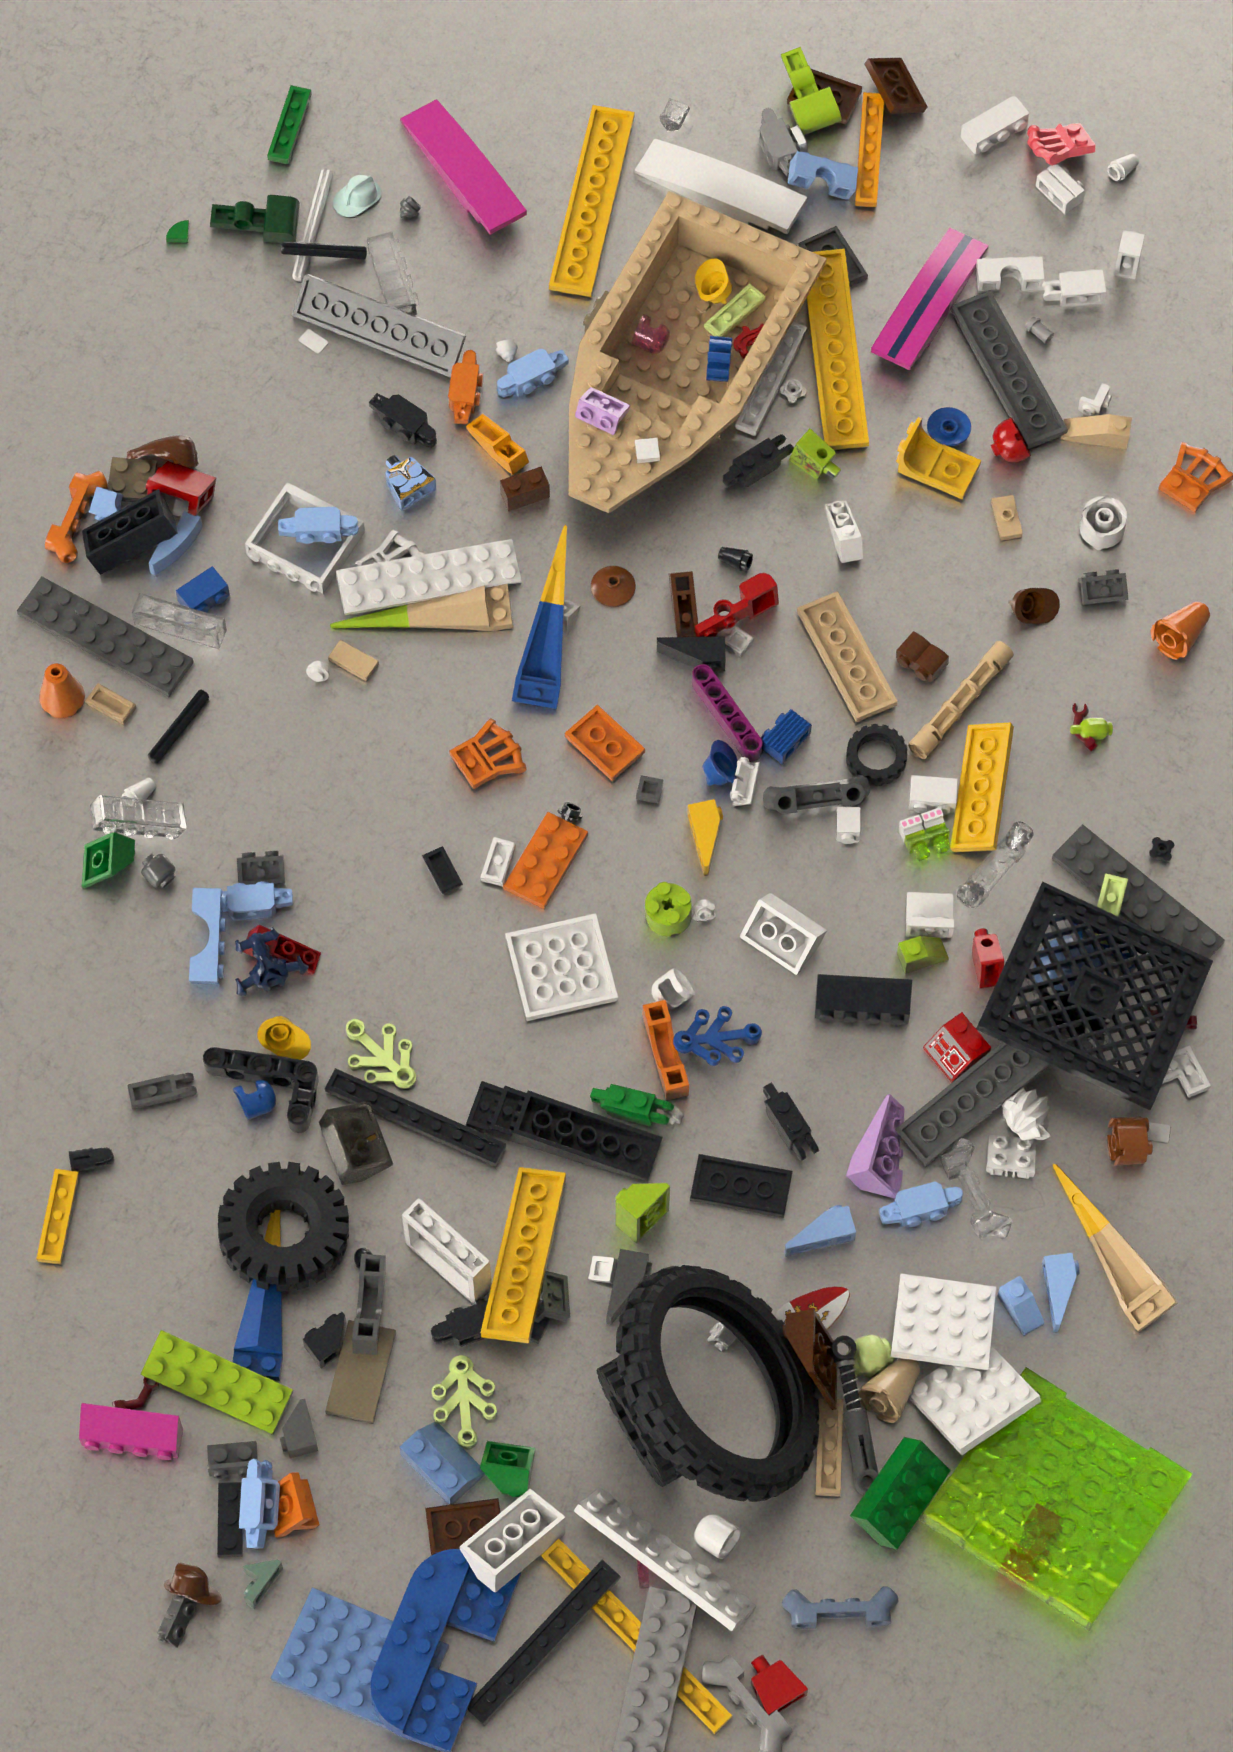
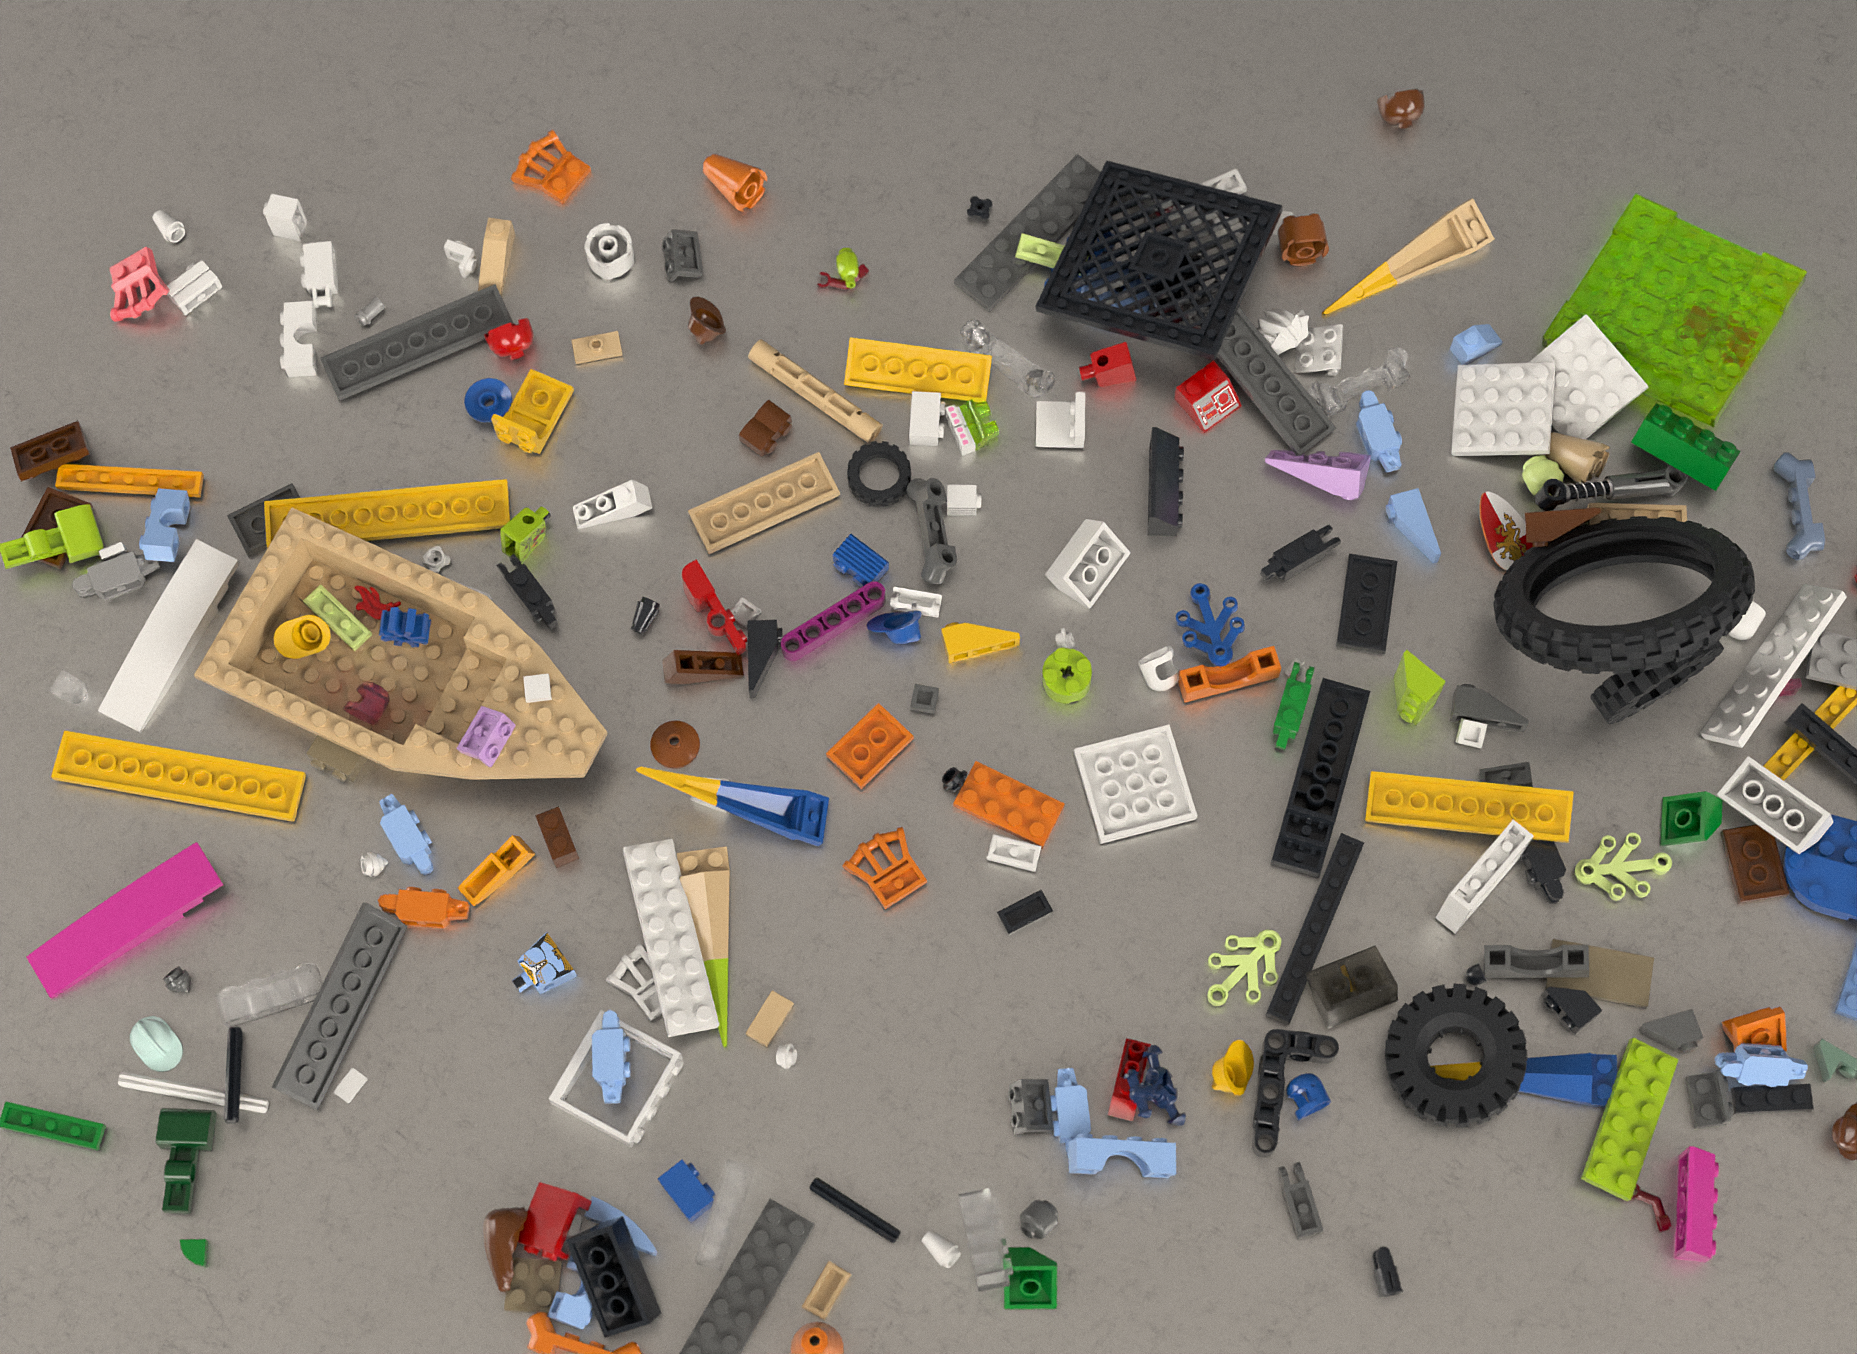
camera: 90 degrees left, 5 degrees up
(57, 1216) = (1455, 1304): yellow plate -> none
(404, 419) = (462, 974): black hinge -> none
(441, 1462) = (1691, 885): medium blue slope -> none
(921, 953) = (1105, 432): lime slope -> none
(929, 299) = (327, 419): dark pink slope -> none
(995, 125) = (108, 351): white brick -> none
(1059, 1279) = (1452, 306): light blue slope -> none

